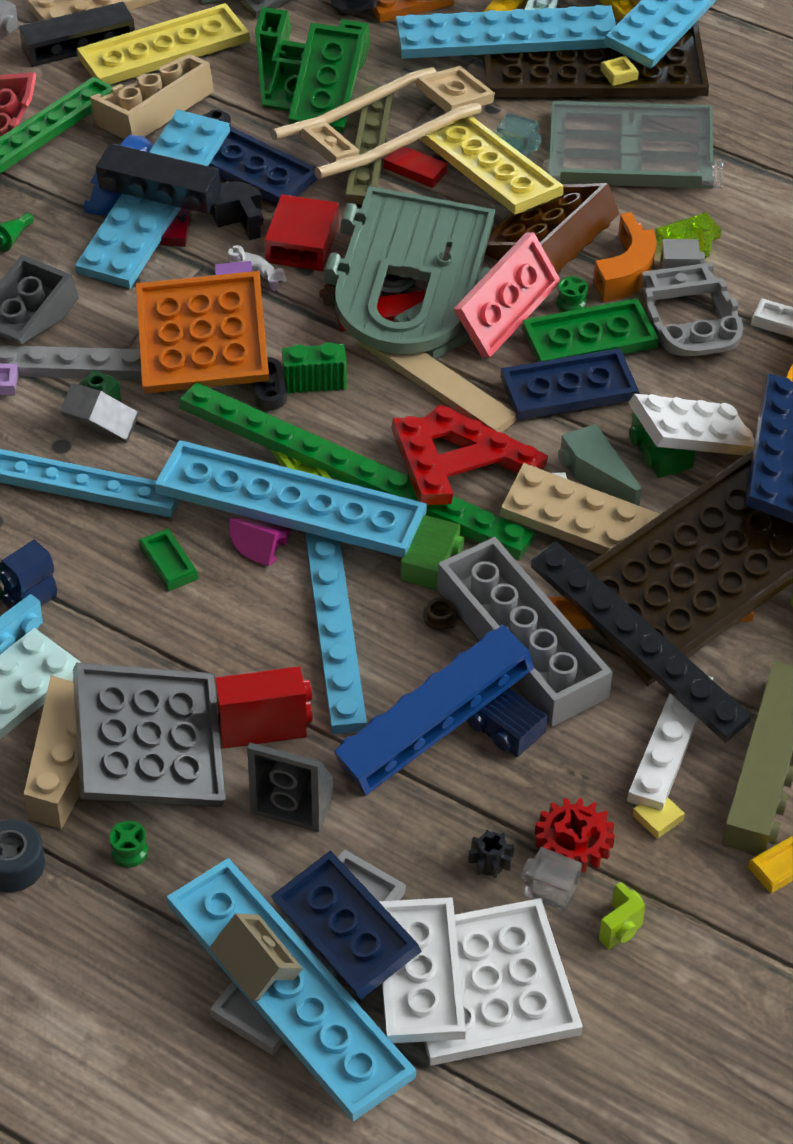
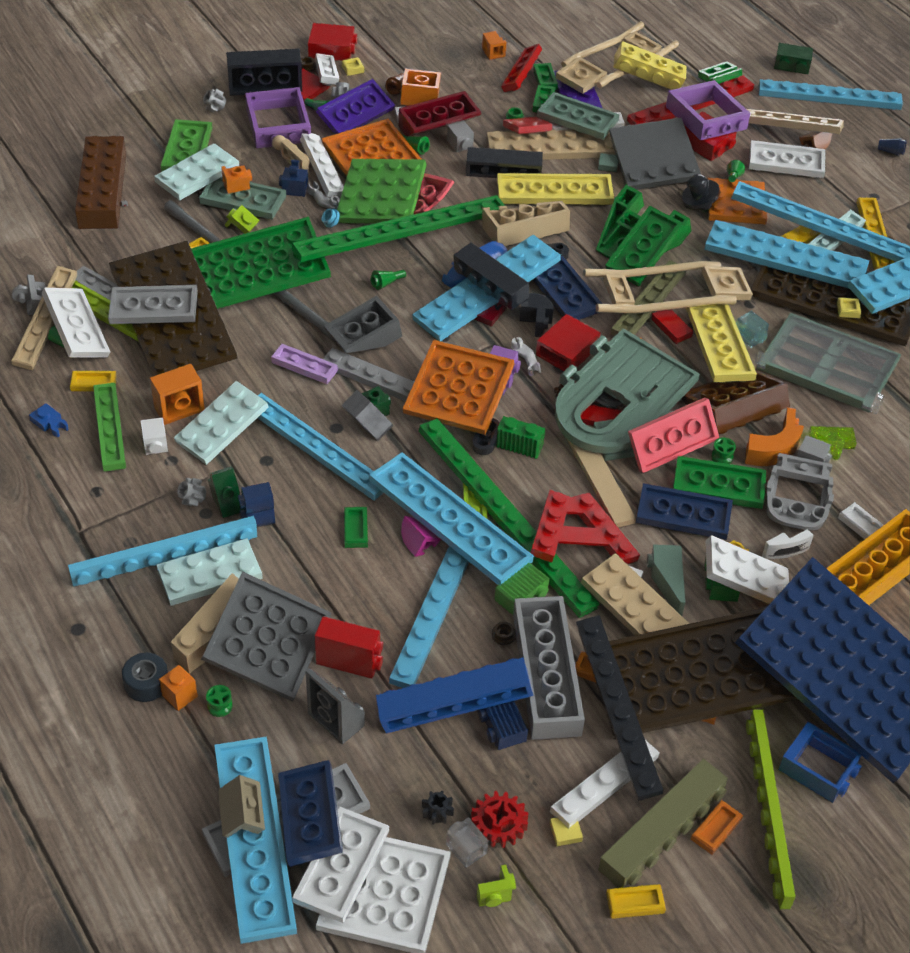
camera: 25 degrees right, 0 degrees up
(65, 849) = (178, 687): none -> orange brick
(713, 379) = (784, 547): none -> white slope

